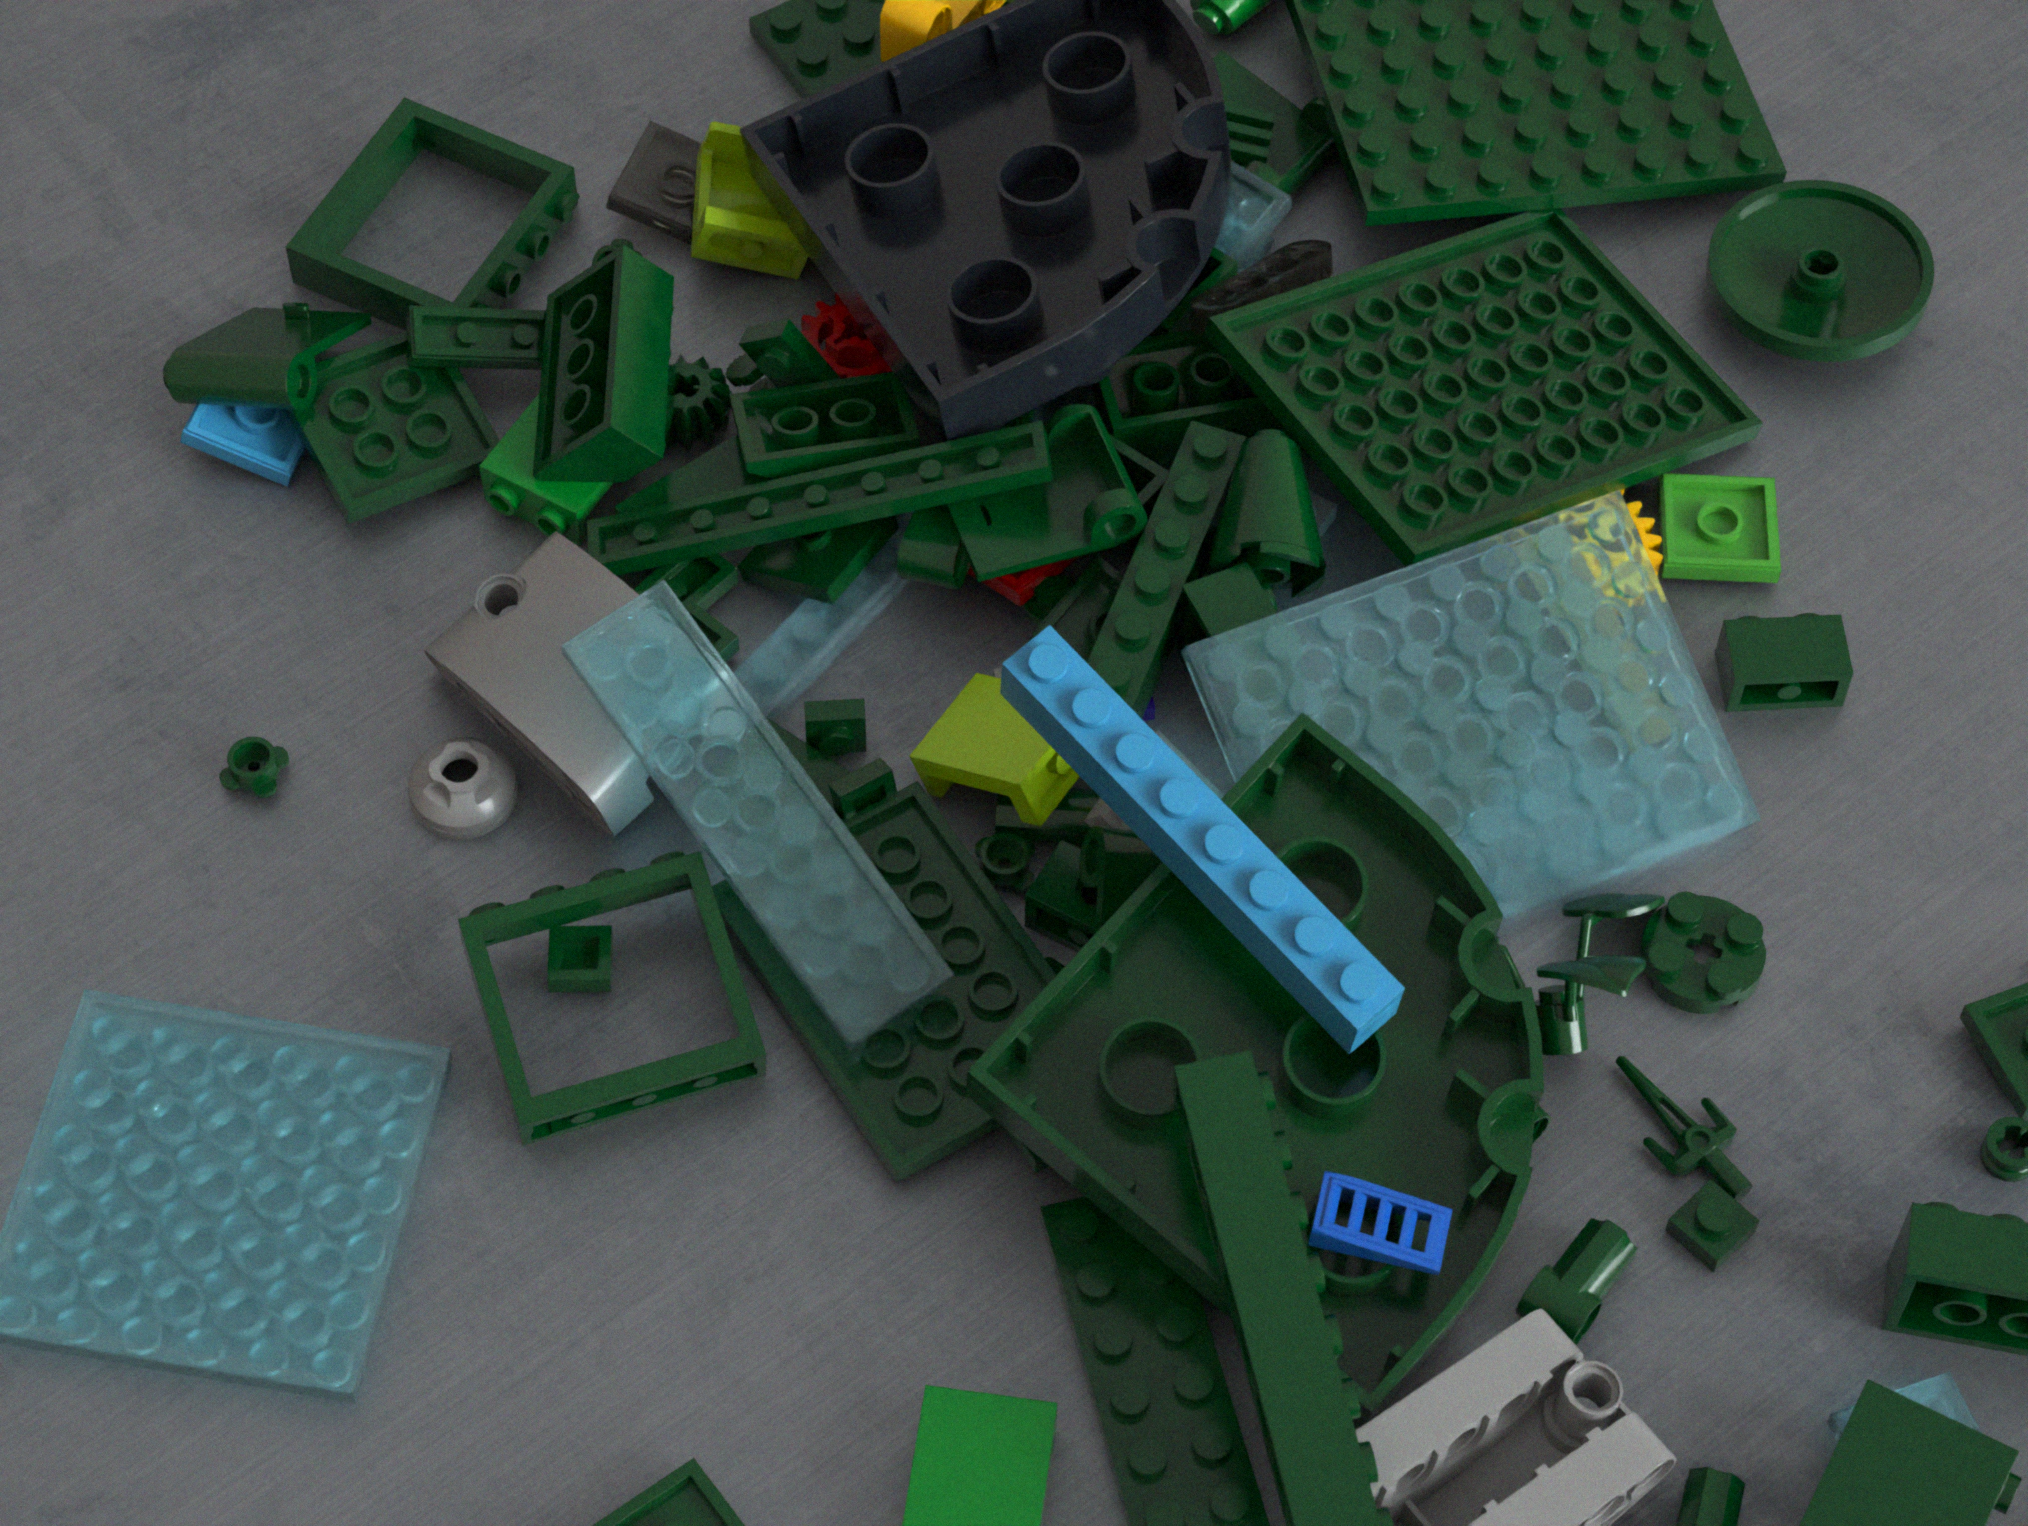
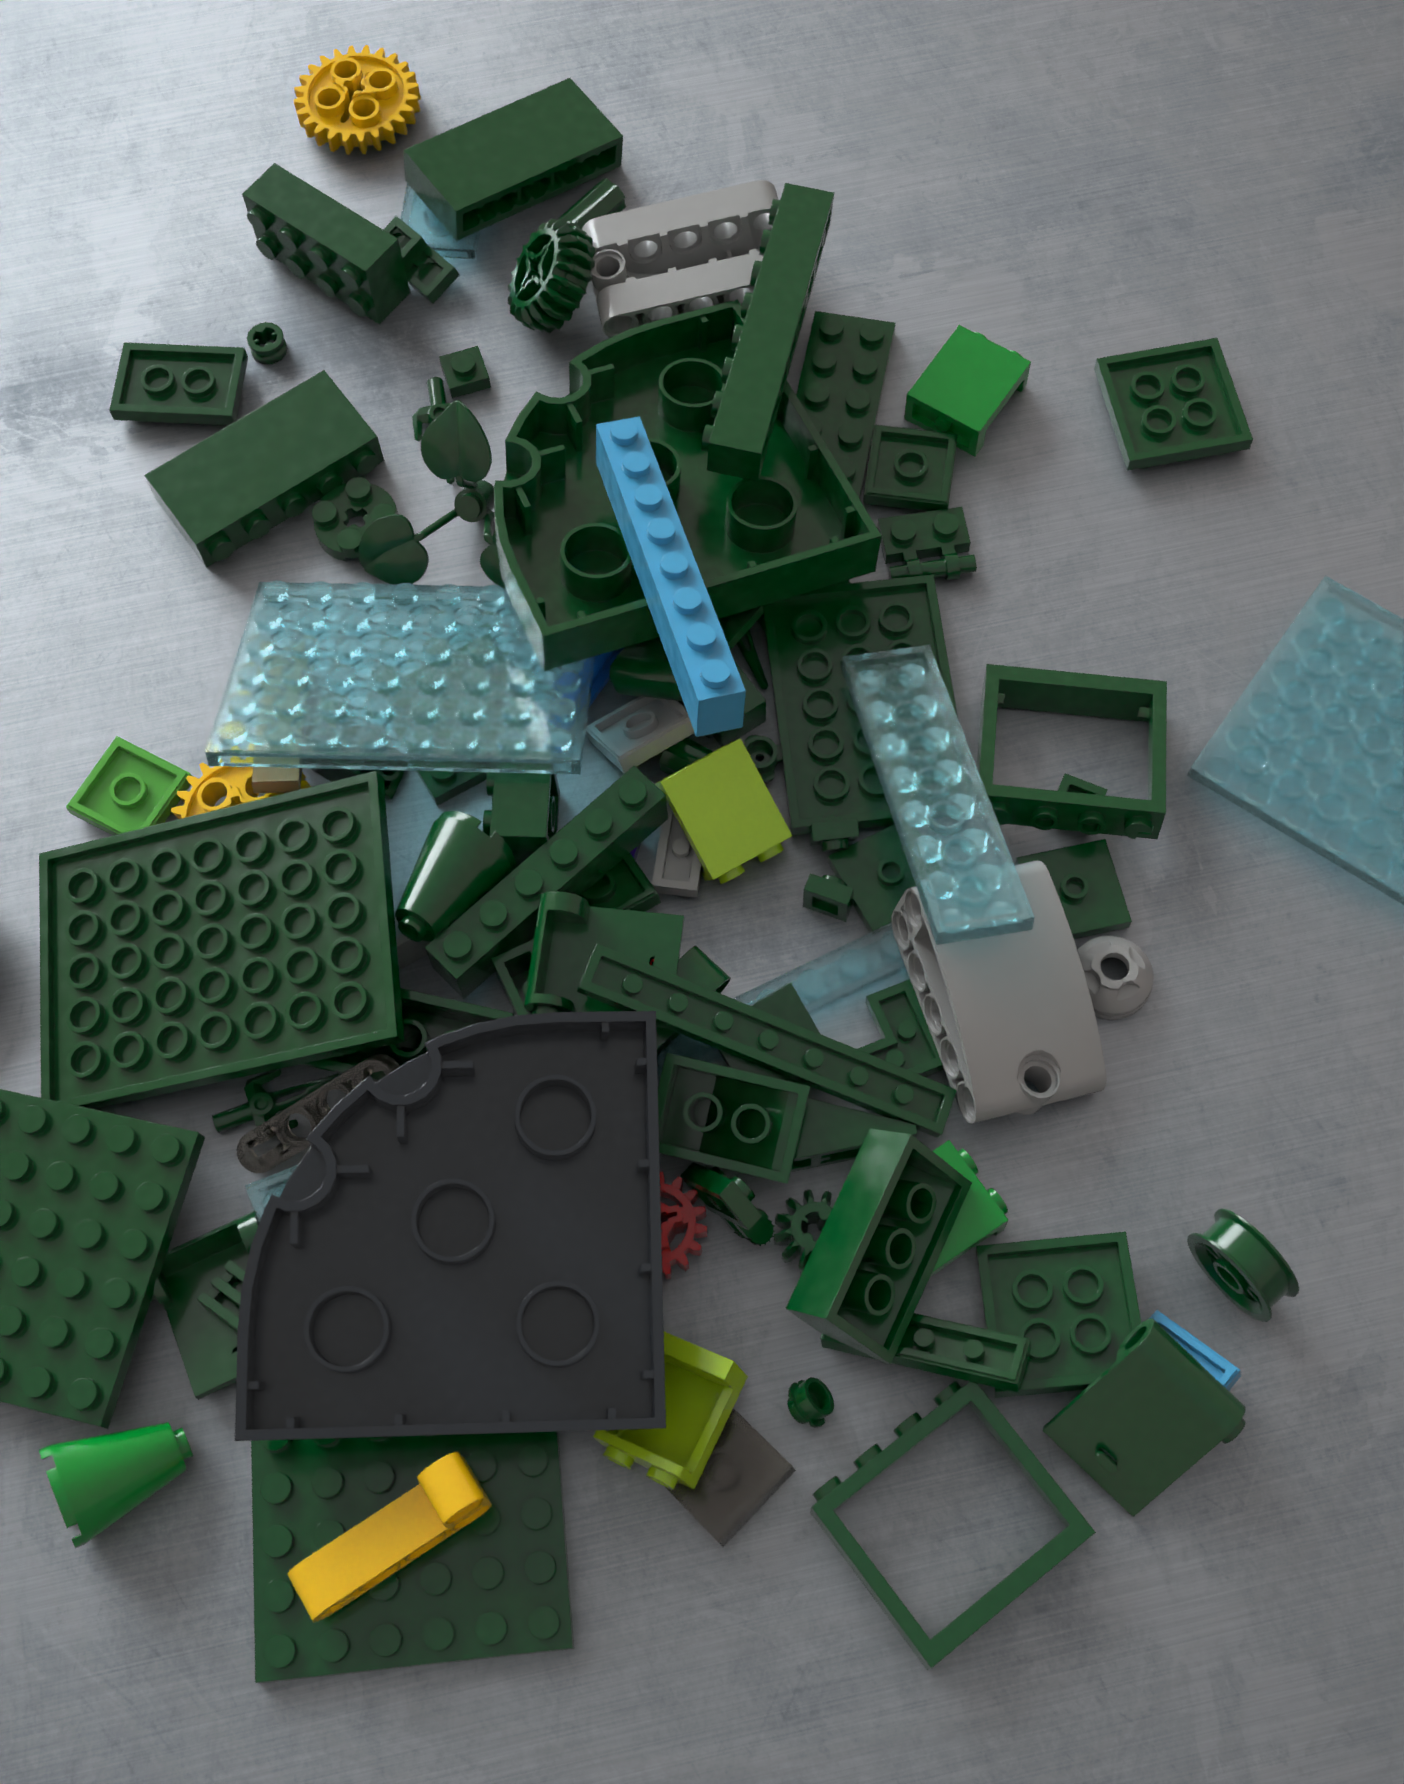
camera: 150 degrees left, 10 degrees up
(209, 513) = (1243, 1264): none -> dark green wheel
(248, 754) = (1270, 1045): dark green plate -> none
(540, 848) = (1086, 887): none -> dark green plate
(937, 1247) = (926, 536): none -> dark green plate
(1005, 1328) = (910, 468): none -> dark green plate
(1351, 1241) = (701, 367): blue slope -> none
(1580, 1278) = (551, 367): dark green piece -> none
(1669, 1360) = (551, 275): none -> dark green gear
(1783, 662) = (165, 673): dark green brick -> none
(1861, 960) = (265, 468): none -> dark green brick
(1915, 1359) = (423, 266): none -> dark green slope

